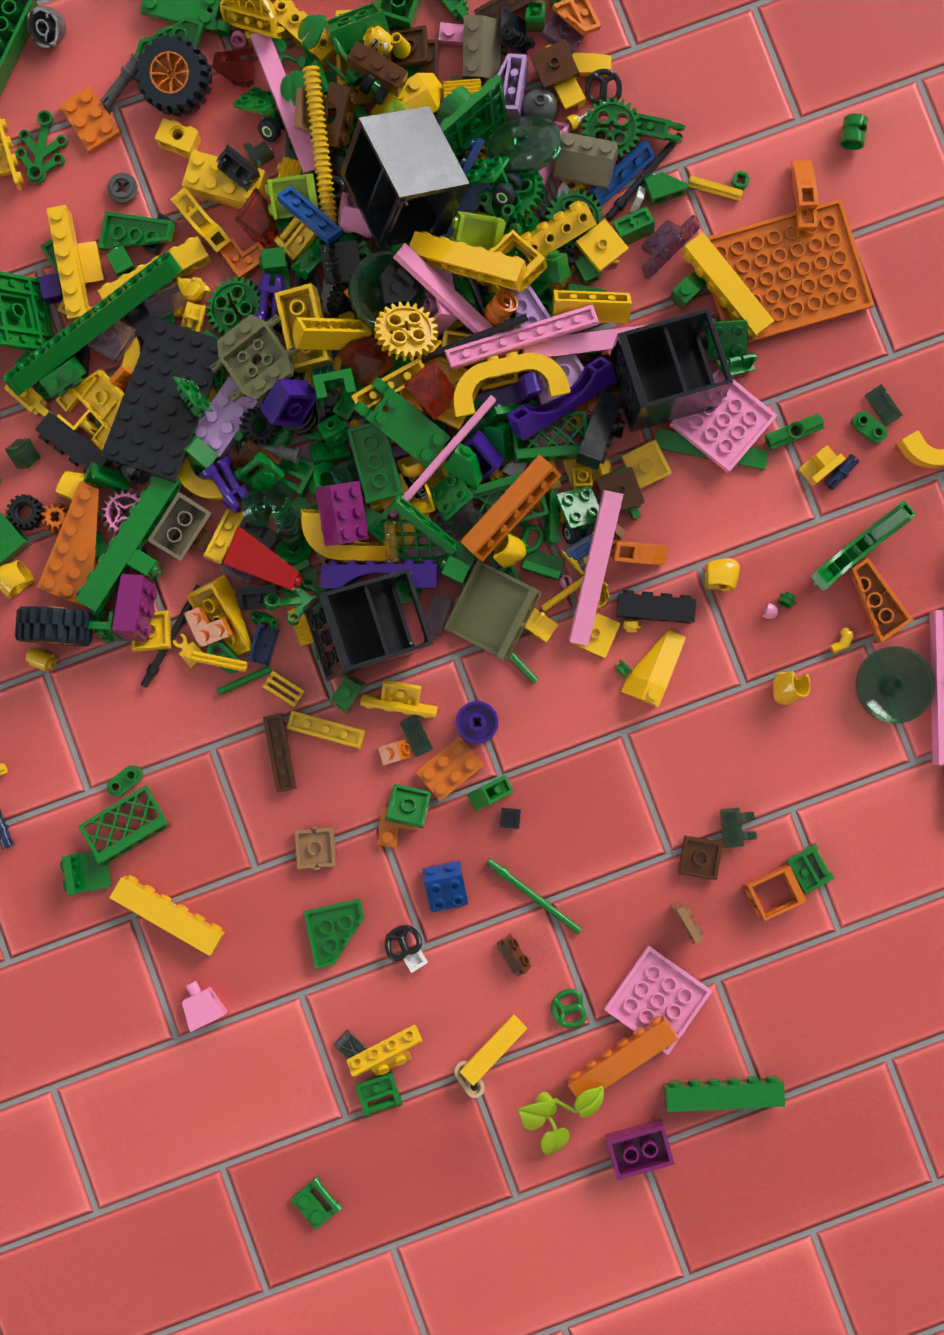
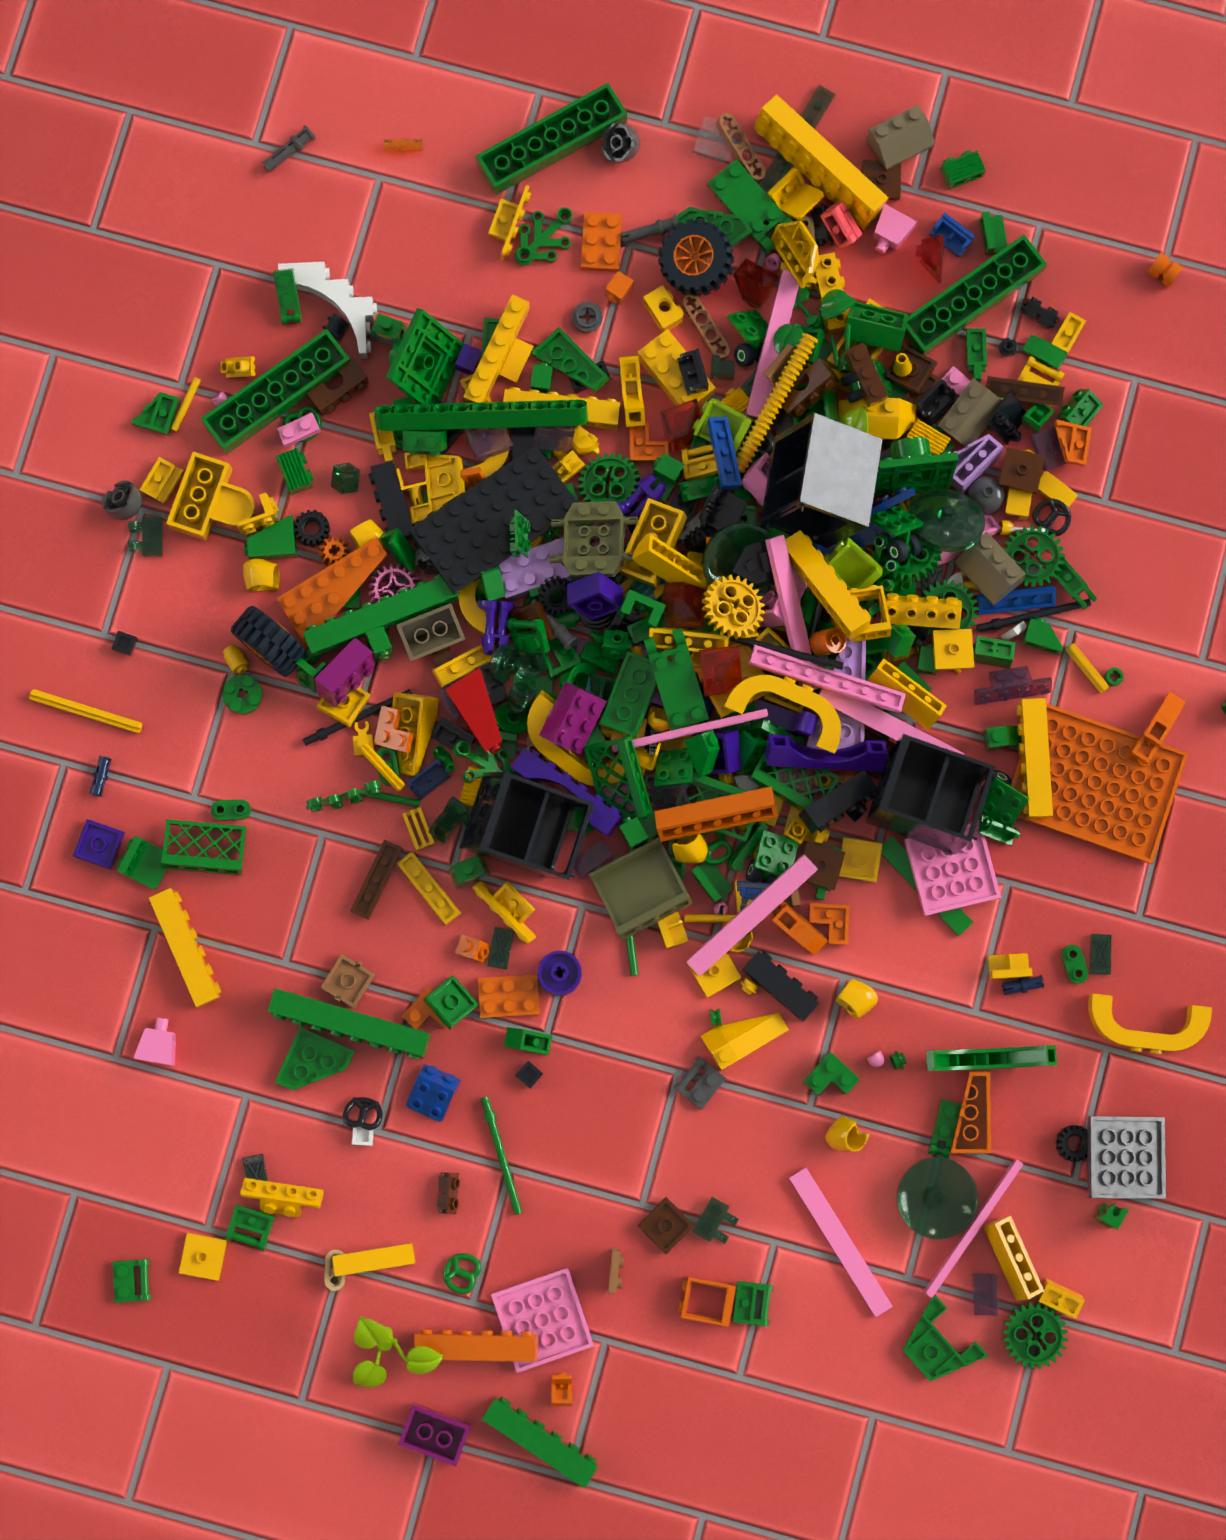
camera: 30 degrees right, 5 degrees down
(39, 883) = (99, 844): none -> dark purple plate
(56, 686) = (232, 689): none -> green plate
(130, 146) = (619, 288): none -> orange brick
(203, 714) = (335, 801): none -> green plant
(224, 126) = (709, 325): none -> medium nougat beam
(302, 665) = (448, 820): none -> clear green brick
(339, 881) = (348, 1022): none -> green brick
(358, 1143) = (203, 1256): none -> yellow plate
(378, 40) = (883, 351): yellow head -> none
(390, 541) = (596, 770): clear yellow pin -> none
(448, 60) = (935, 403): none -> black hinge
(653, 728) = (704, 1087): none -> dark grey plate
(660, 523) = (836, 916): none -> orange plate
(712, 1043) = (561, 1389): none -> orange bracket
(741, 646) = (830, 1070): none -> green brick
(804, 427) = (993, 919): green piece -> none
(843, 772) = (840, 1242): none -> bright pink tile
(844, 642) = (922, 1131): yellow arm -> none
(860, 626) = (944, 1128): none -> green plate

